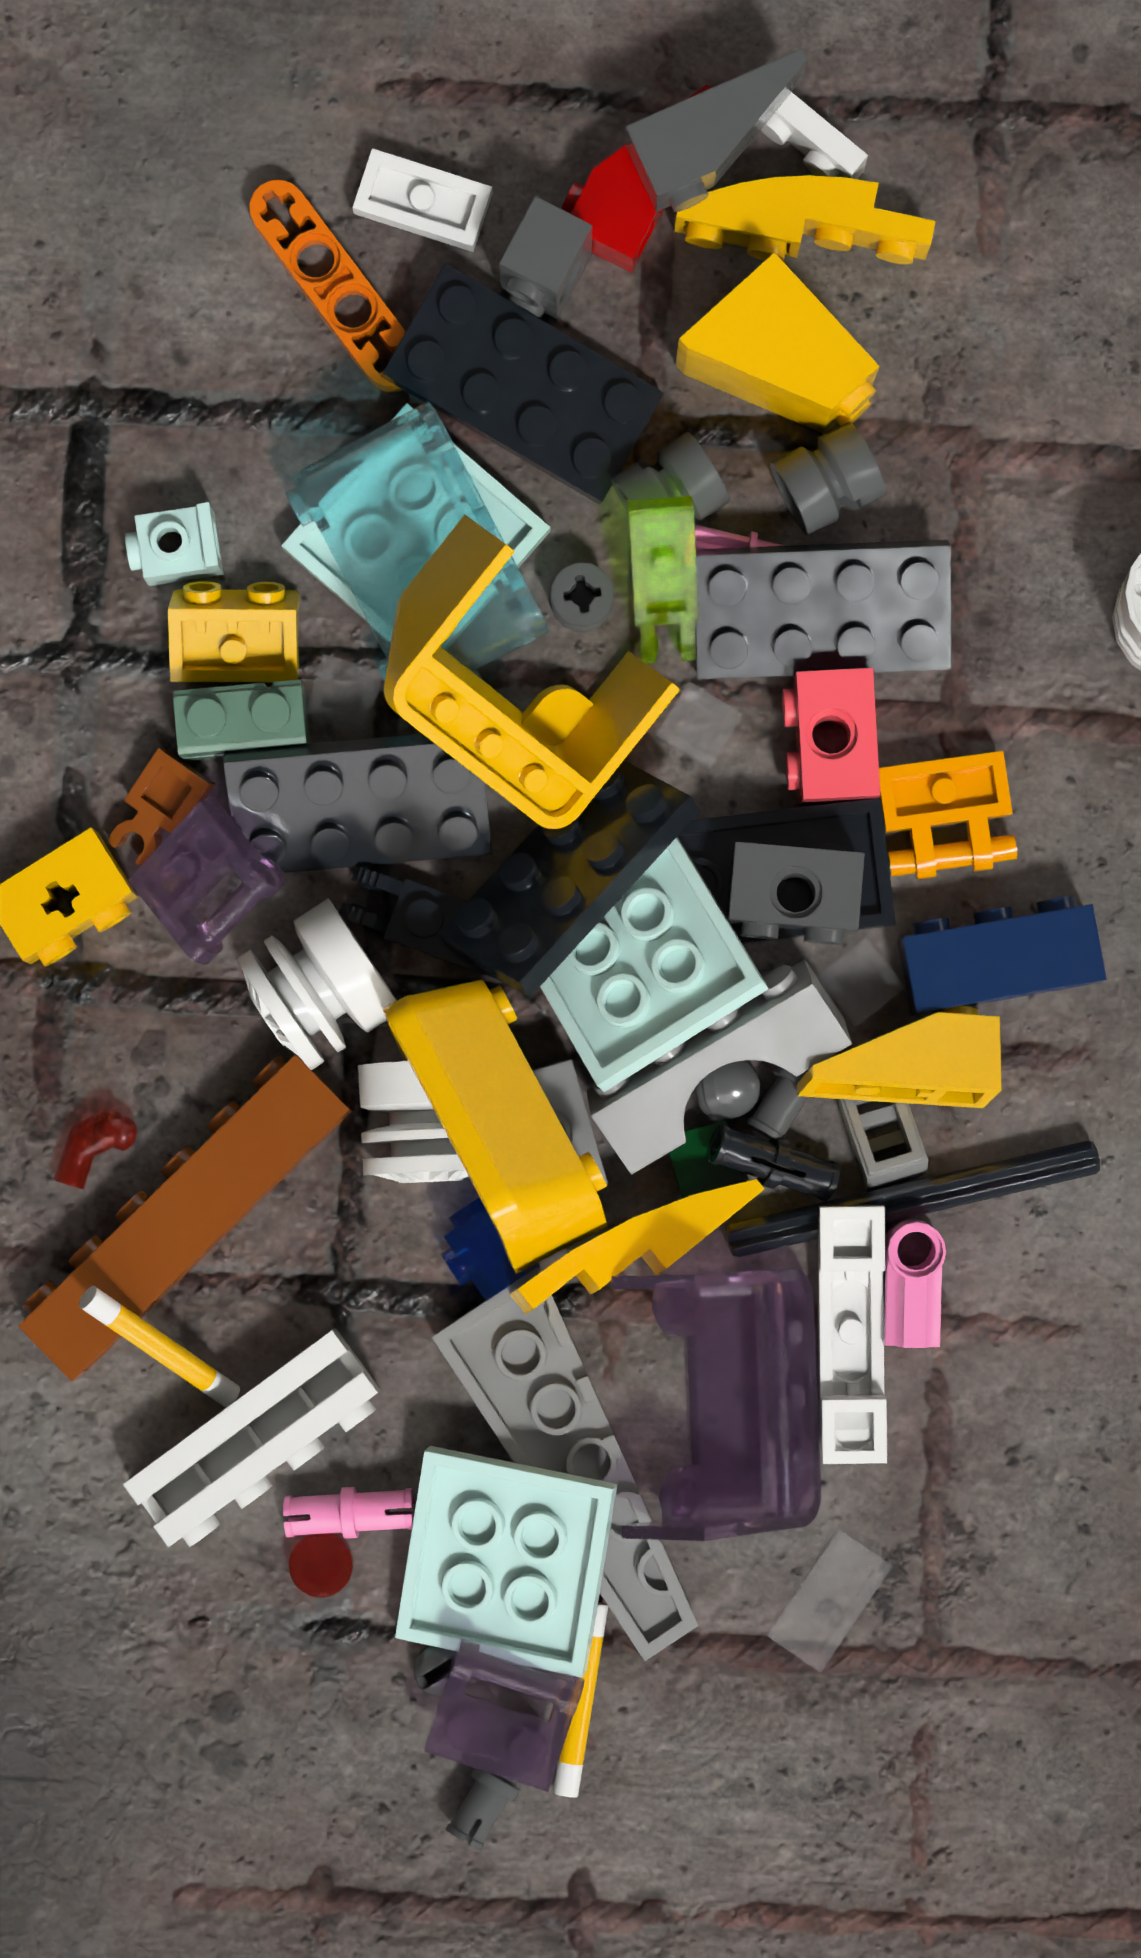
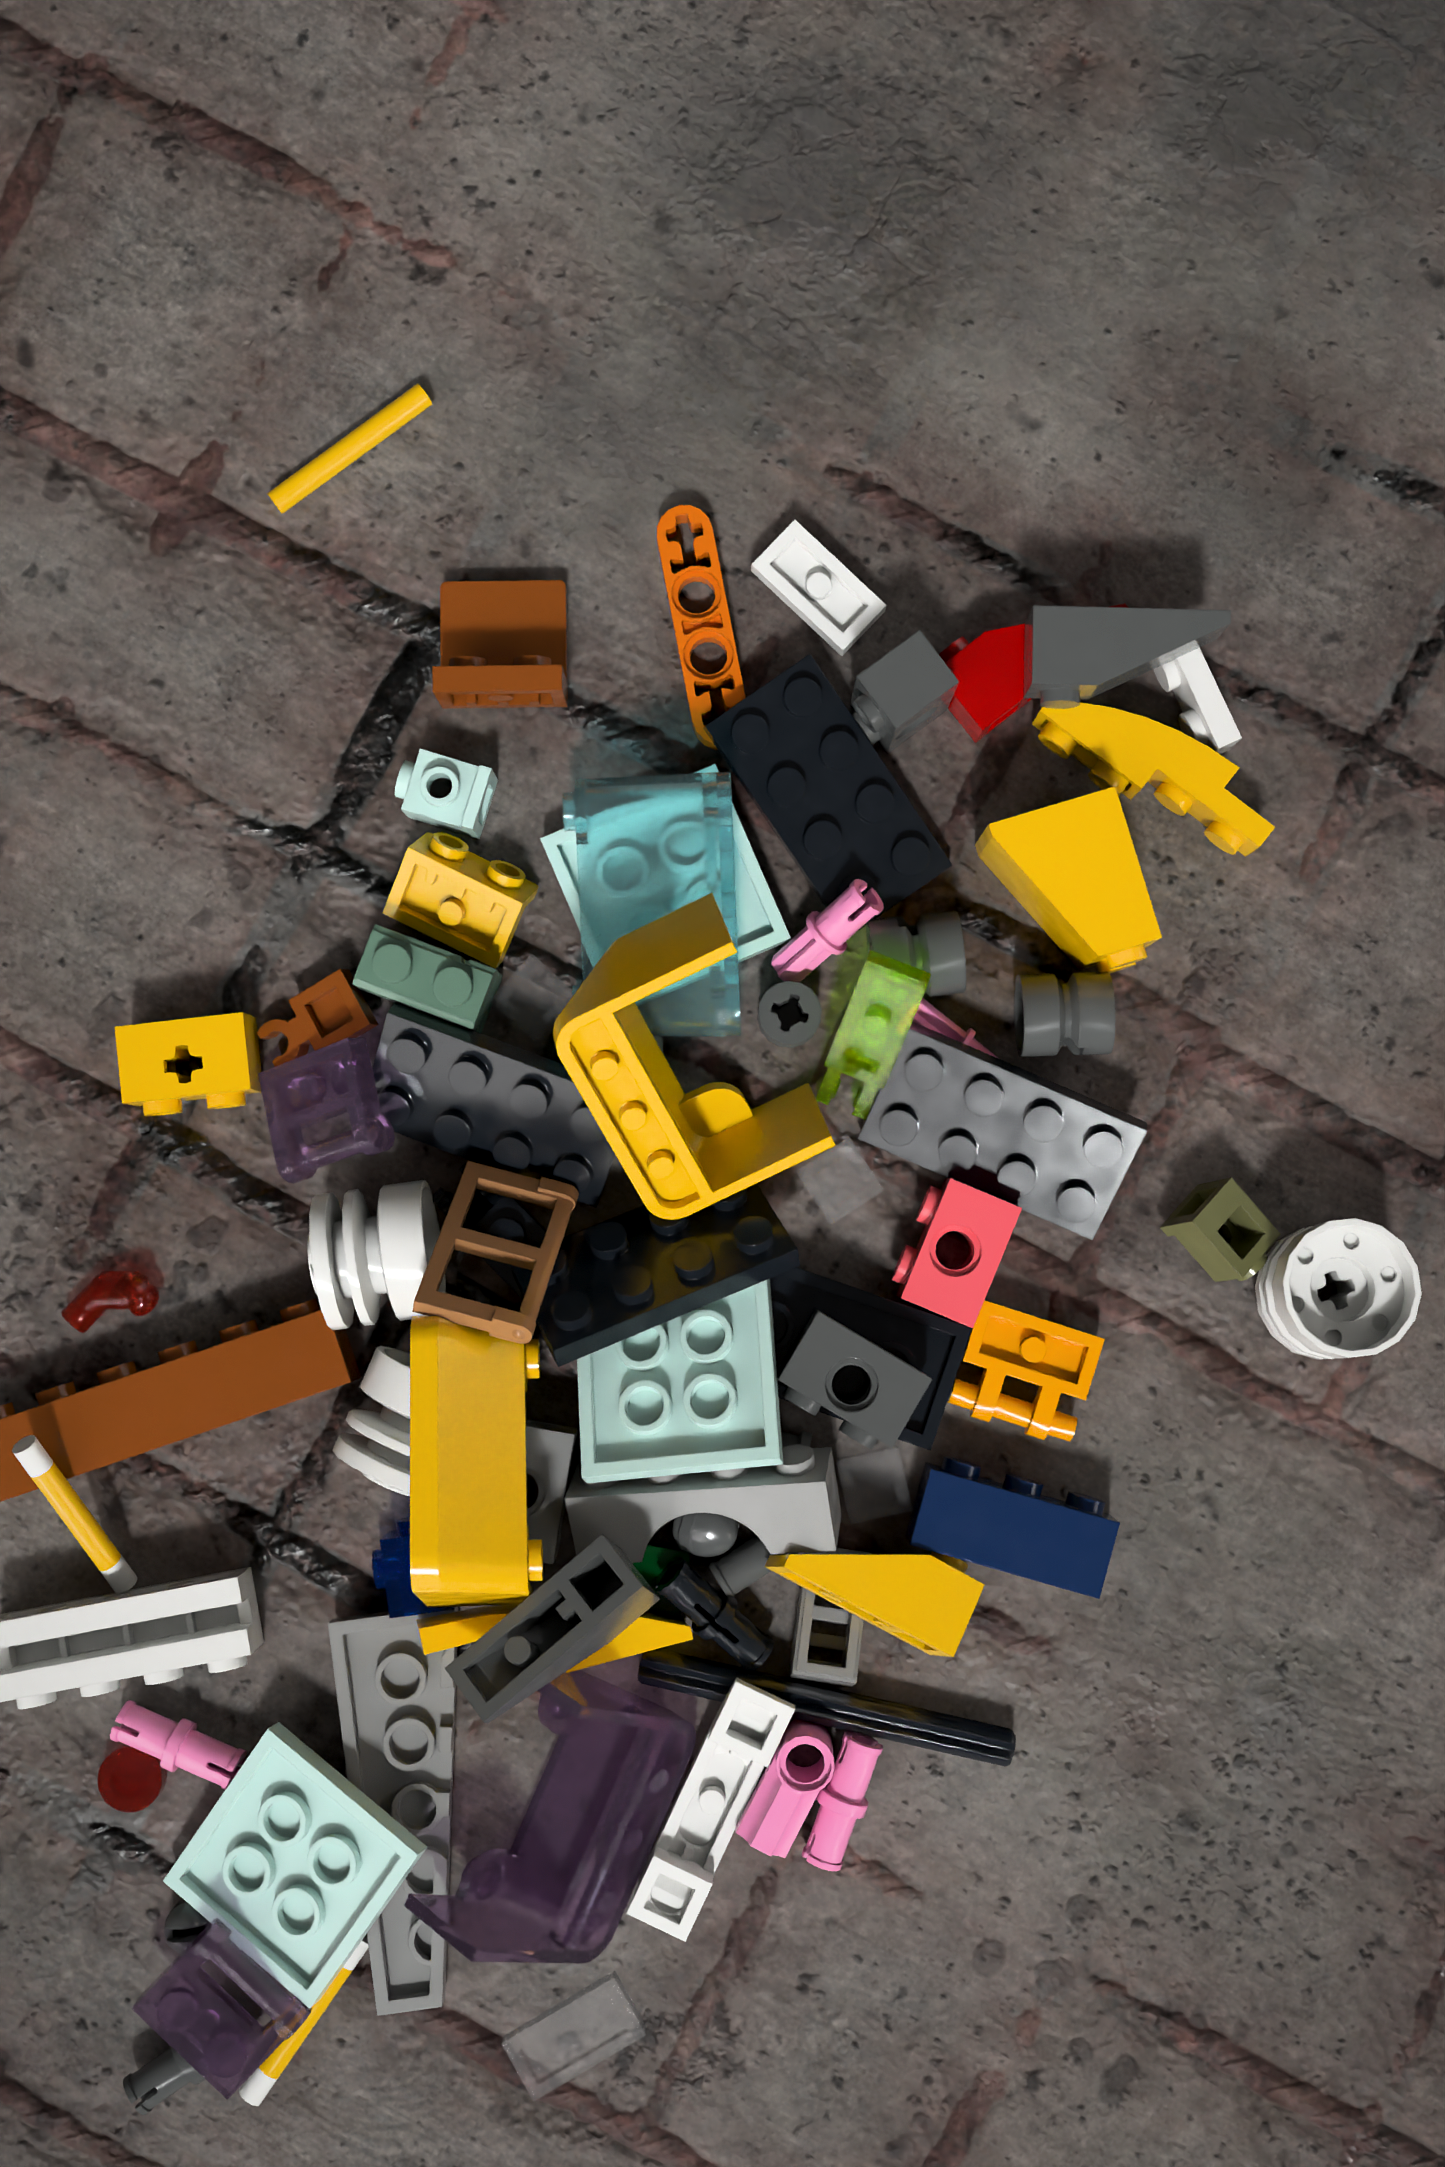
camera: 30 degrees right, 0 degrees up
(161, 386) = (502, 644): none -> dark orange bracket
(459, 976) = (500, 1322): none -> medium nougat window
(580, 506) = (827, 932): none -> bright pink axle
(638, 1224) = (553, 1629): none -> dark grey slope
(967, 1274) = (842, 1801): none -> bright pink pin
(1062, 604) = (1222, 1230): none -> olive brick

